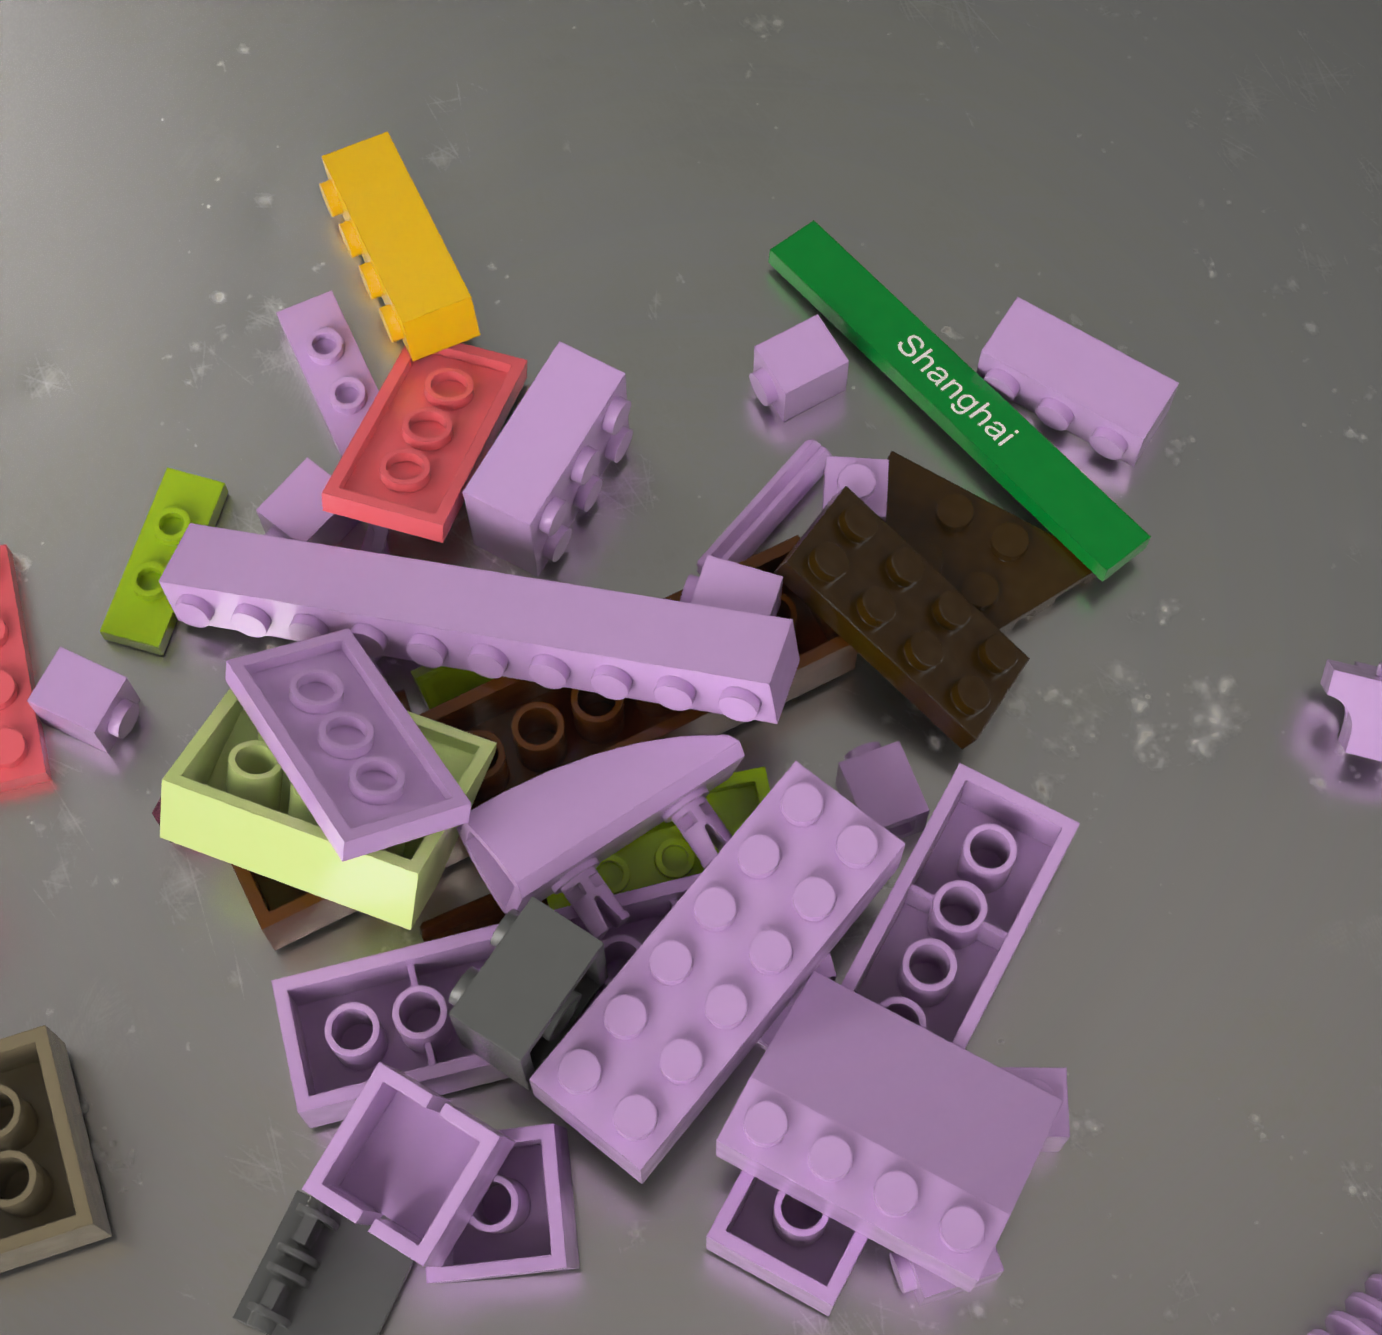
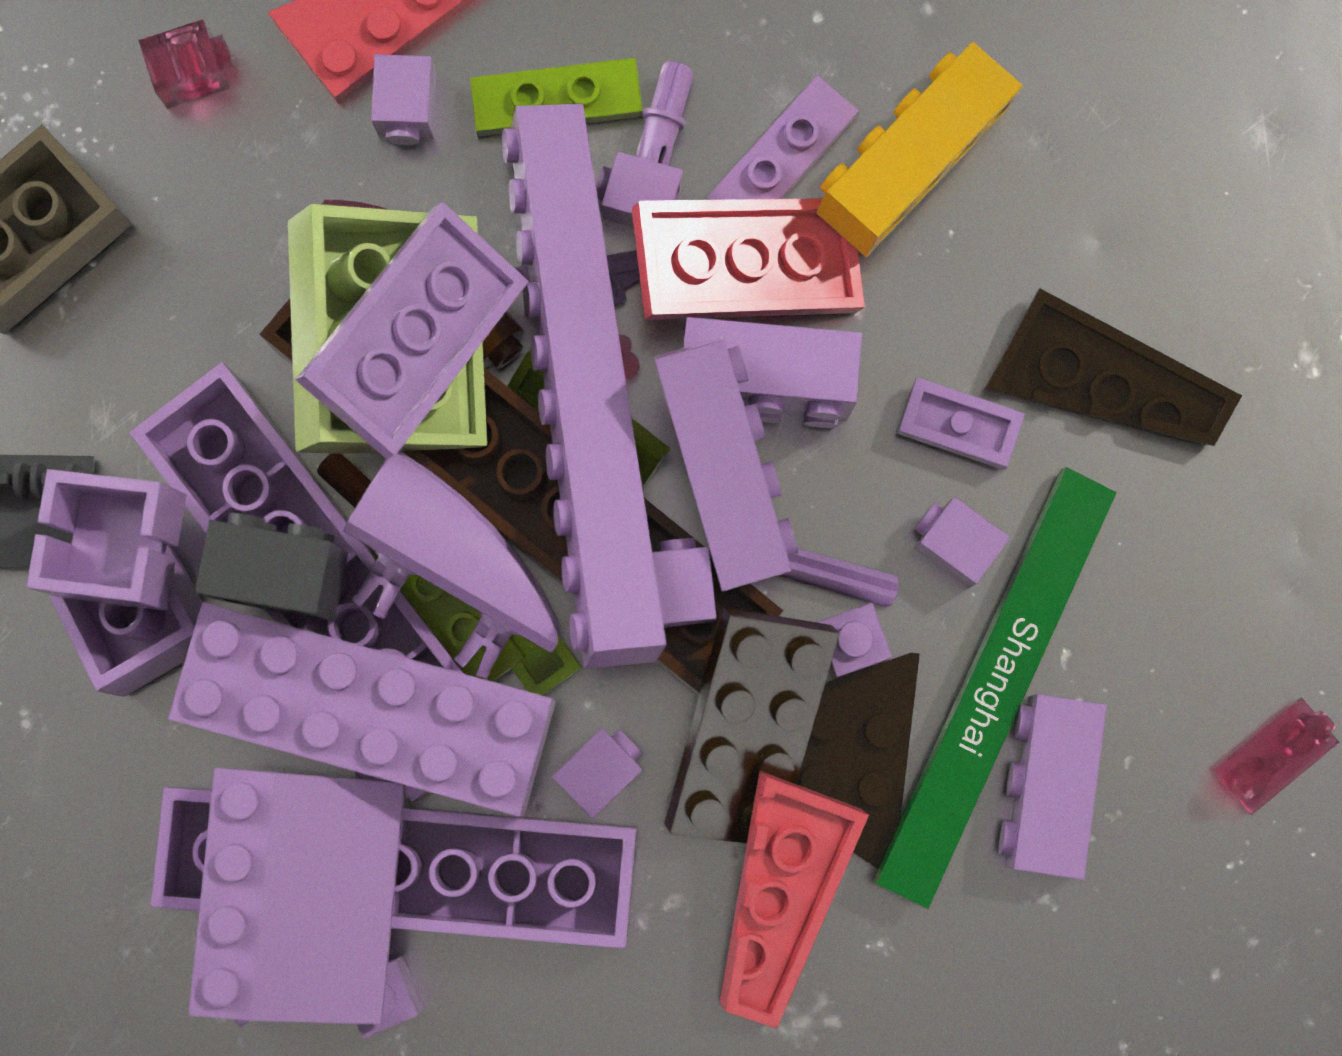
camera: 65 degrees right, 15 degrees up
(242, 465) = (665, 113): none -> lavender axle
(626, 503) = (723, 462): none -> lavender brick
(682, 325) = (961, 423): none -> lavender plate
(689, 189) = (1099, 371): none -> dark brown wing
(1074, 654) = (787, 883): none -> coral wing
(1123, 187) = (1277, 755): none -> clear pink hinge

